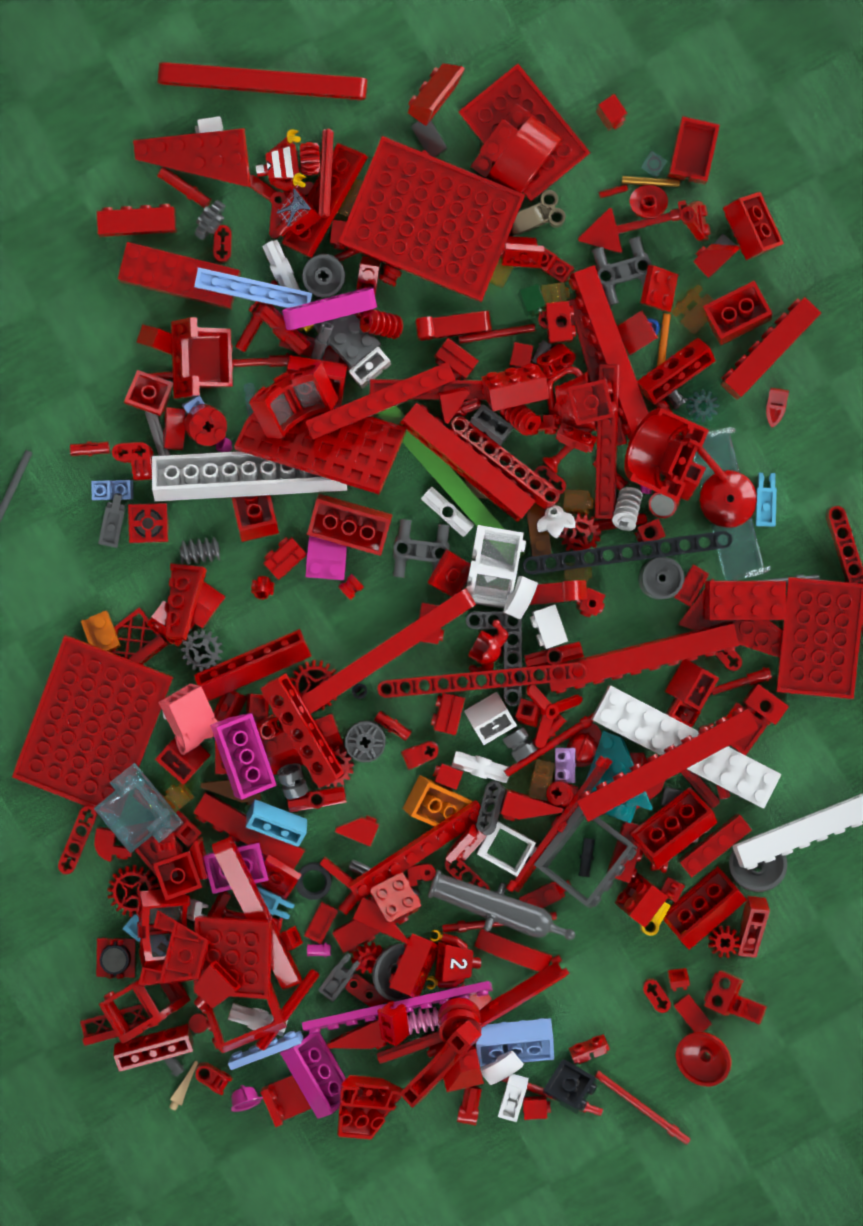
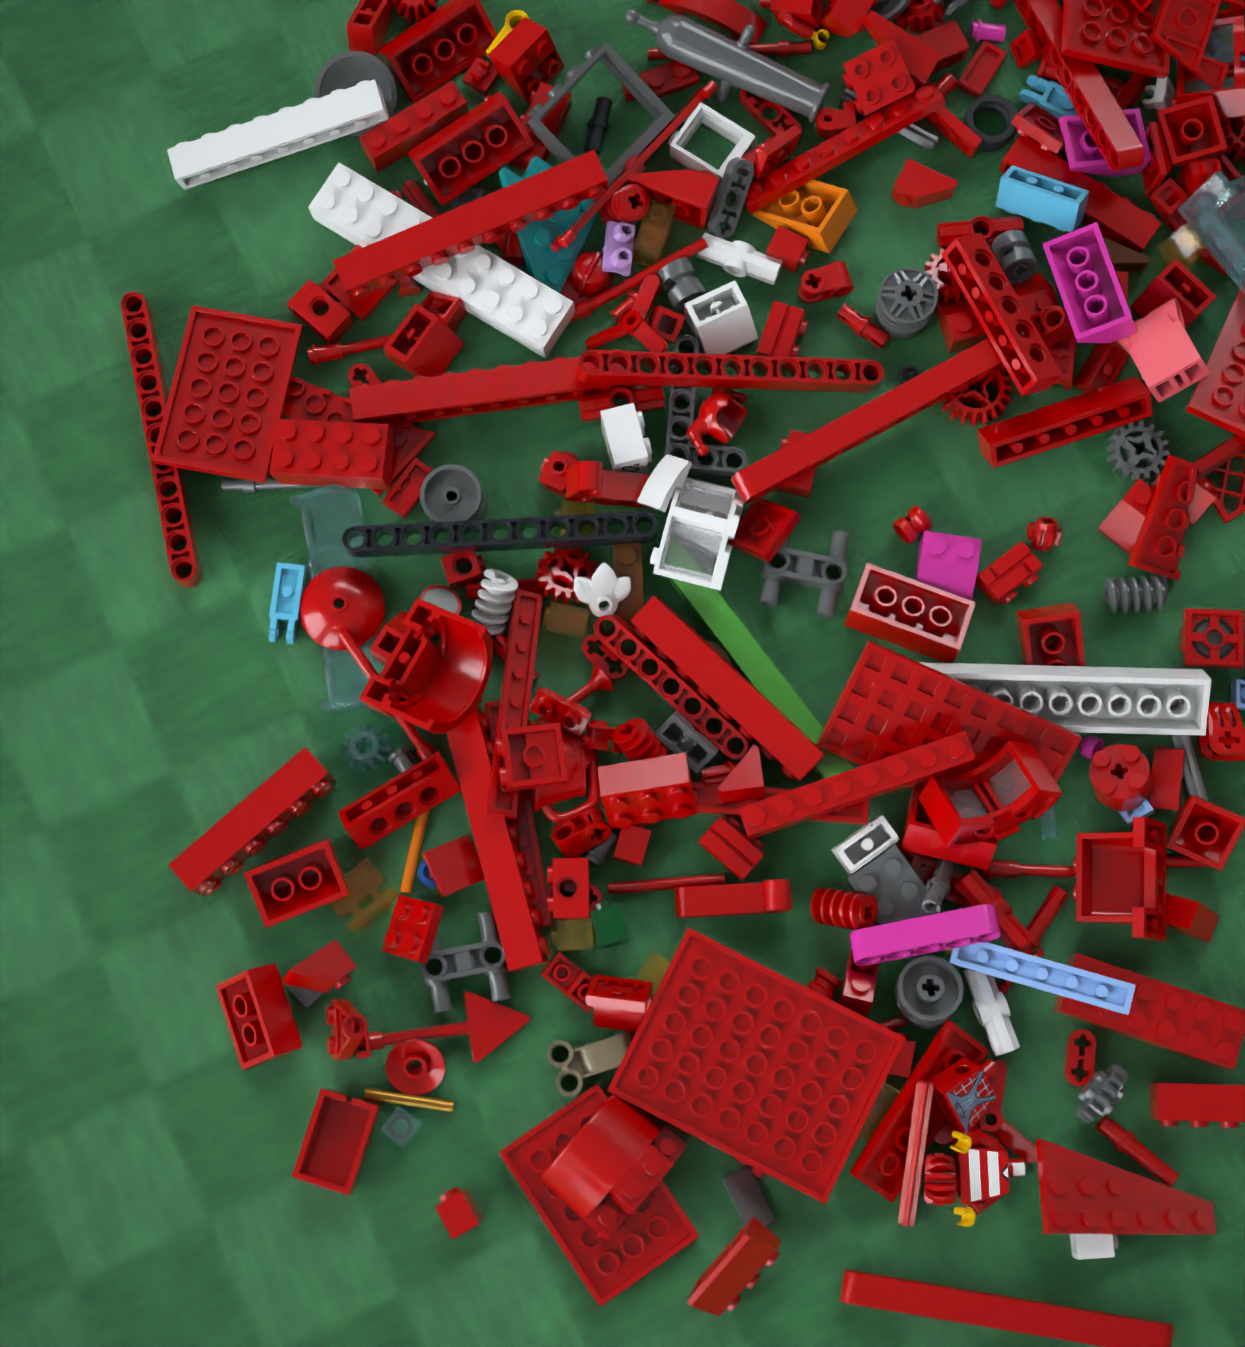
camera: 170 degrees left, 10 degrees down
(456, 521) = (774, 636): white piece -> none
(616, 190) = (468, 1089): red piece -> none
(776, 405) = (254, 740): red plate -> none

